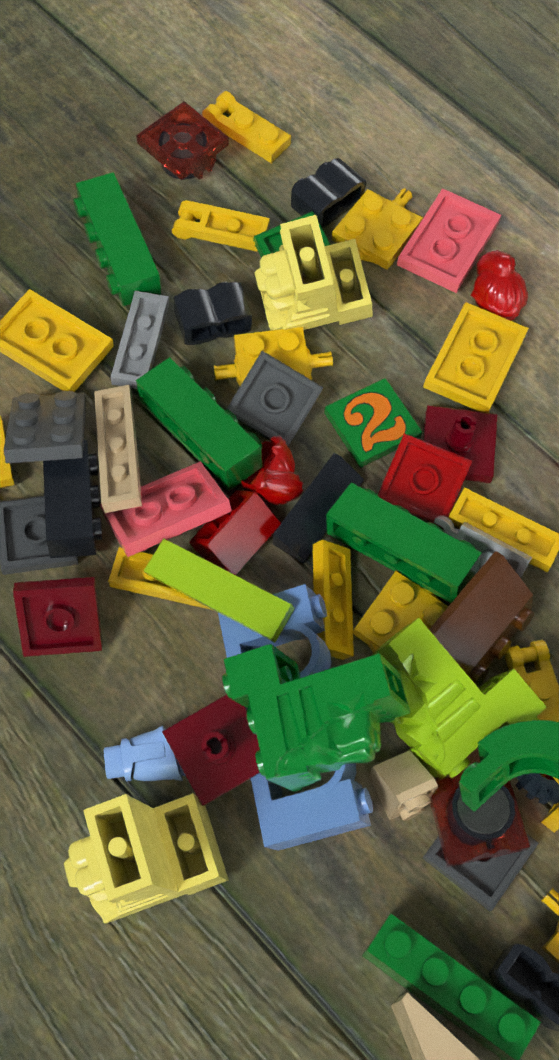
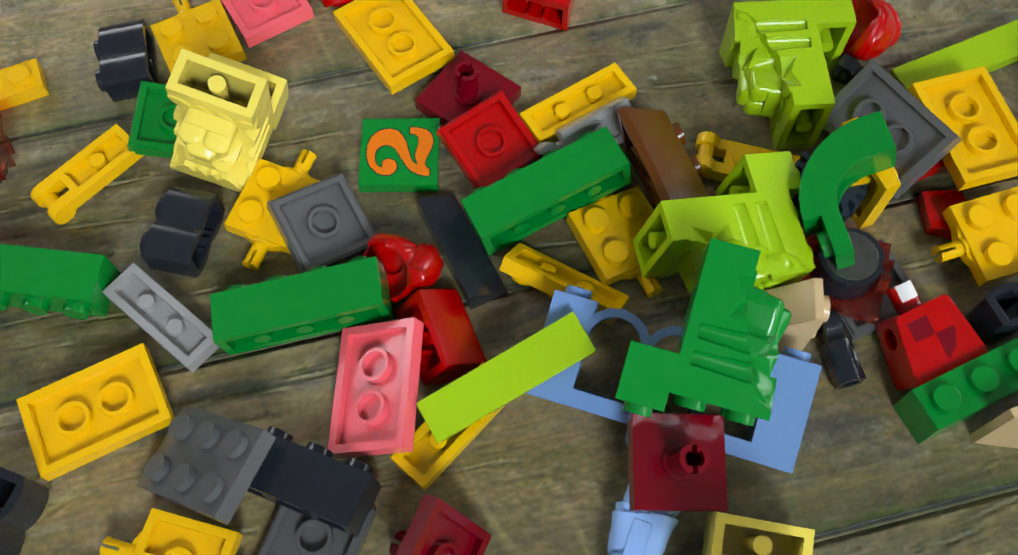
camera: 55 degrees left, 0 degrees up
(117, 449) = (278, 401): tan plate -> none
(402, 848) = (839, 354): none -> black bar
(456, 912) = (925, 337): none -> red torso

